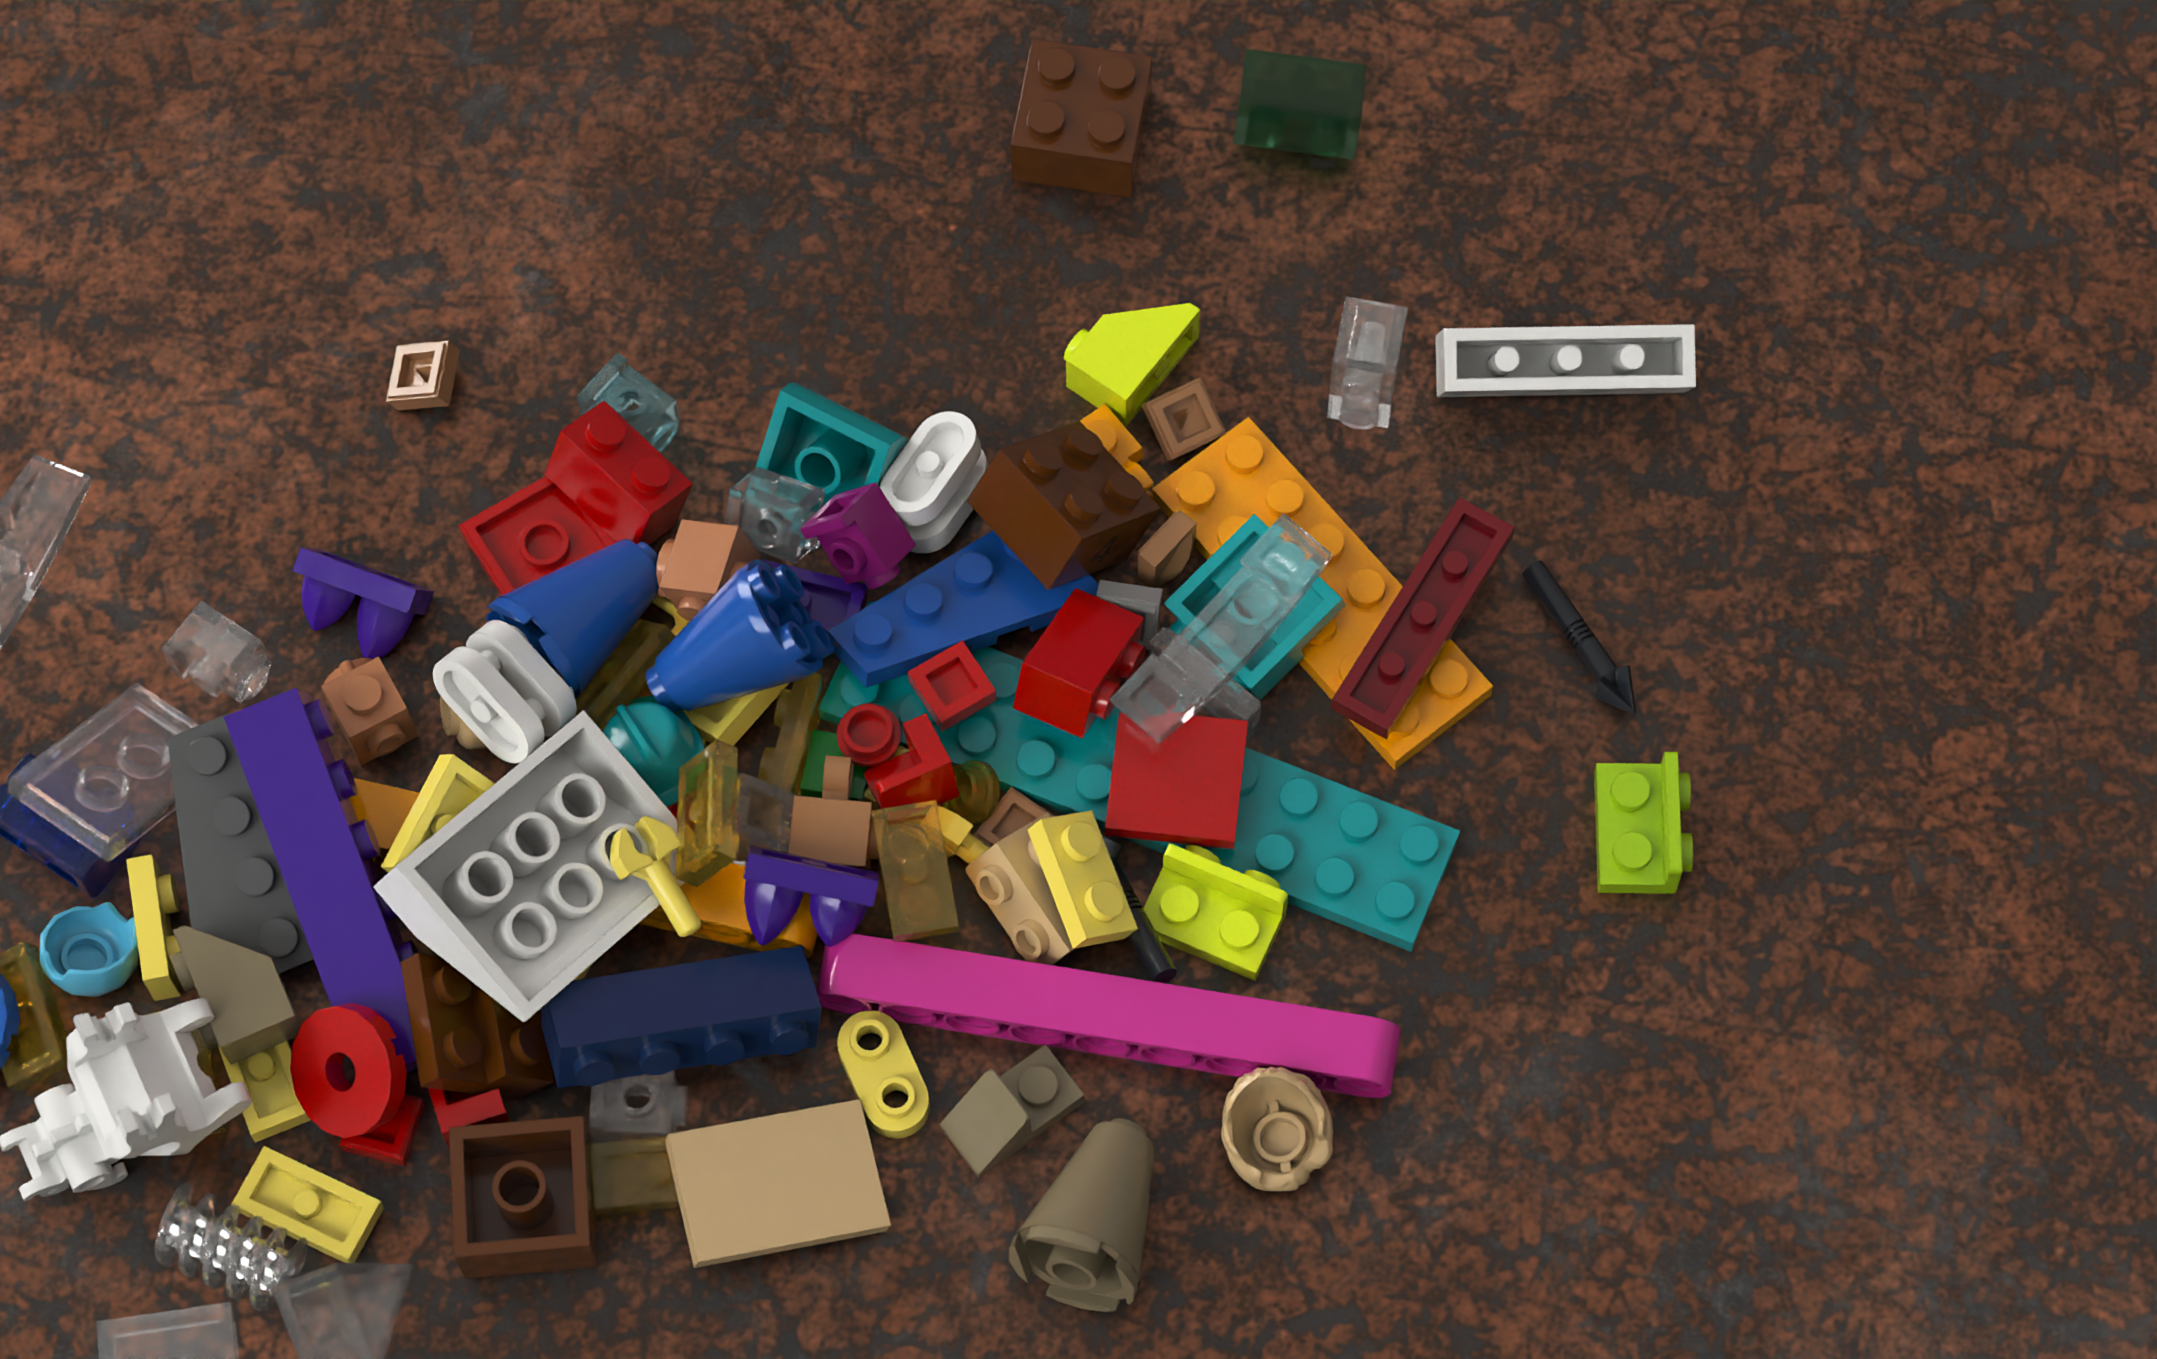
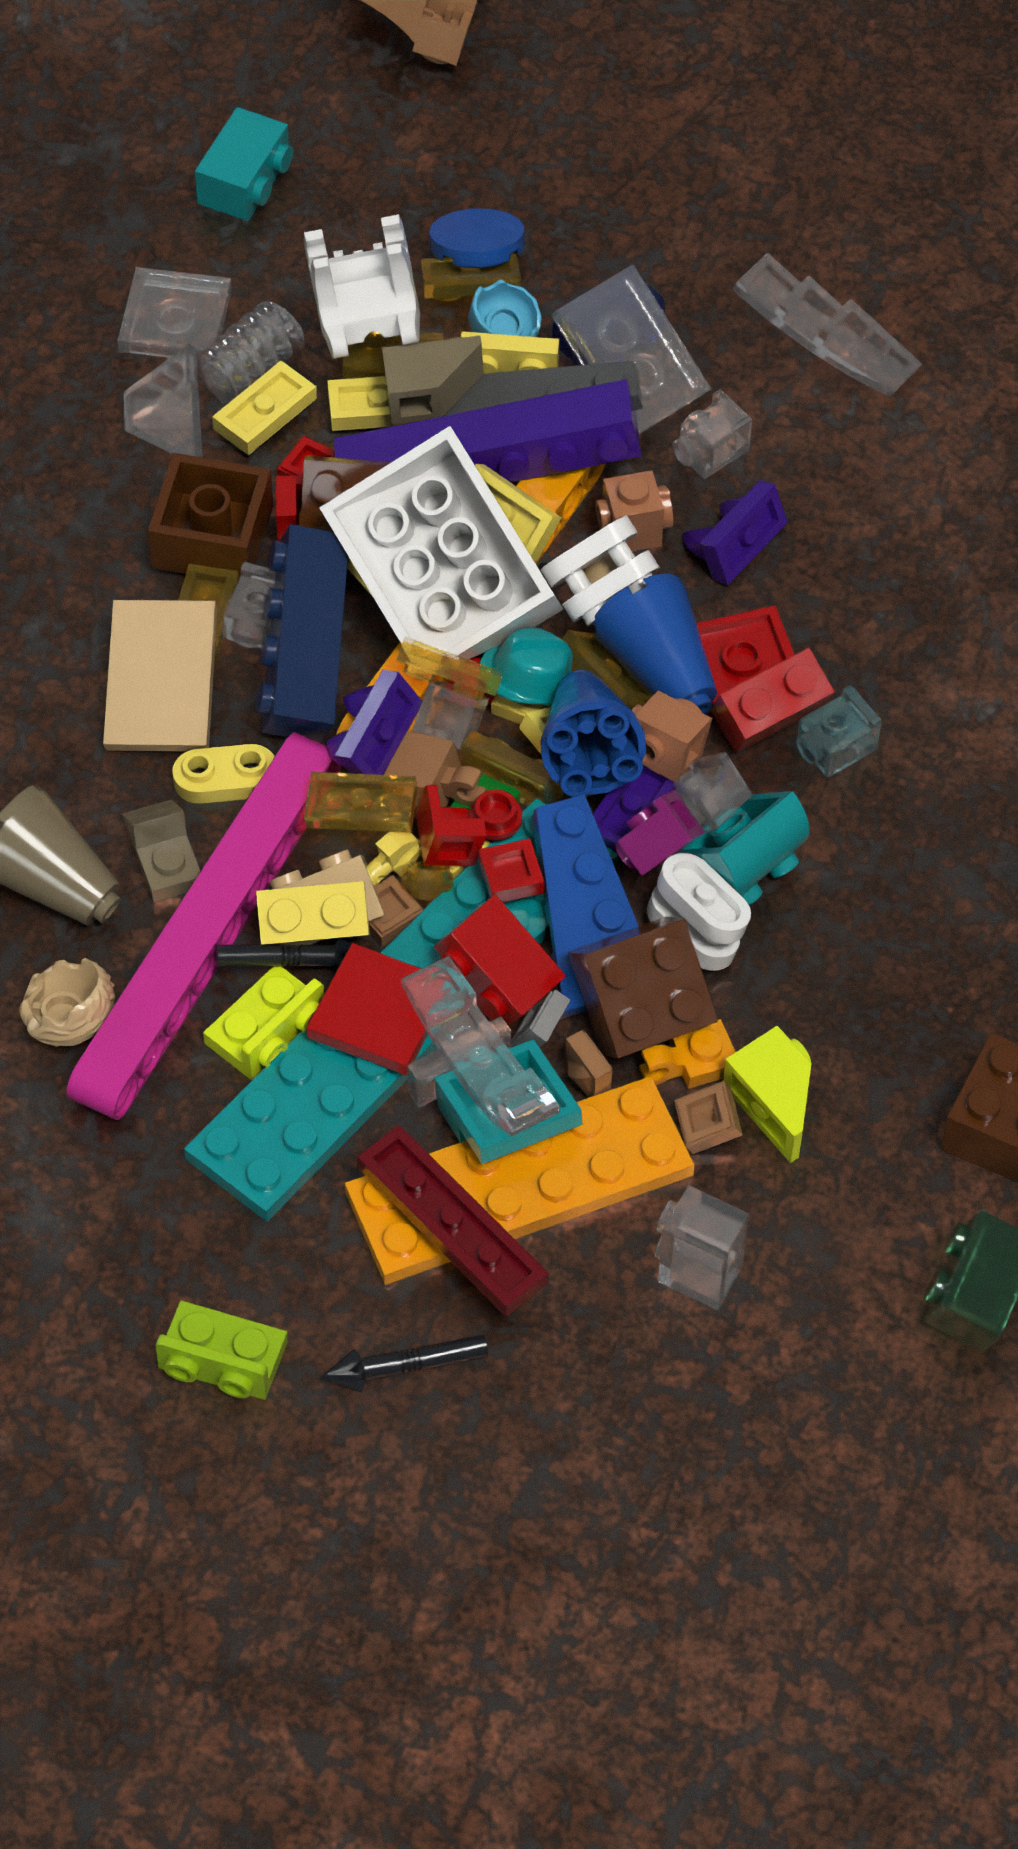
camera: 105 degrees right, 10 degrees down
(320, 1077) = (341, 424): red tile -> none
(423, 375) = (914, 609): medium nougat tile -> none
(655, 870) = (413, 624): light yellow bar -> none
(1565, 360) = (659, 1411): white brick -> none

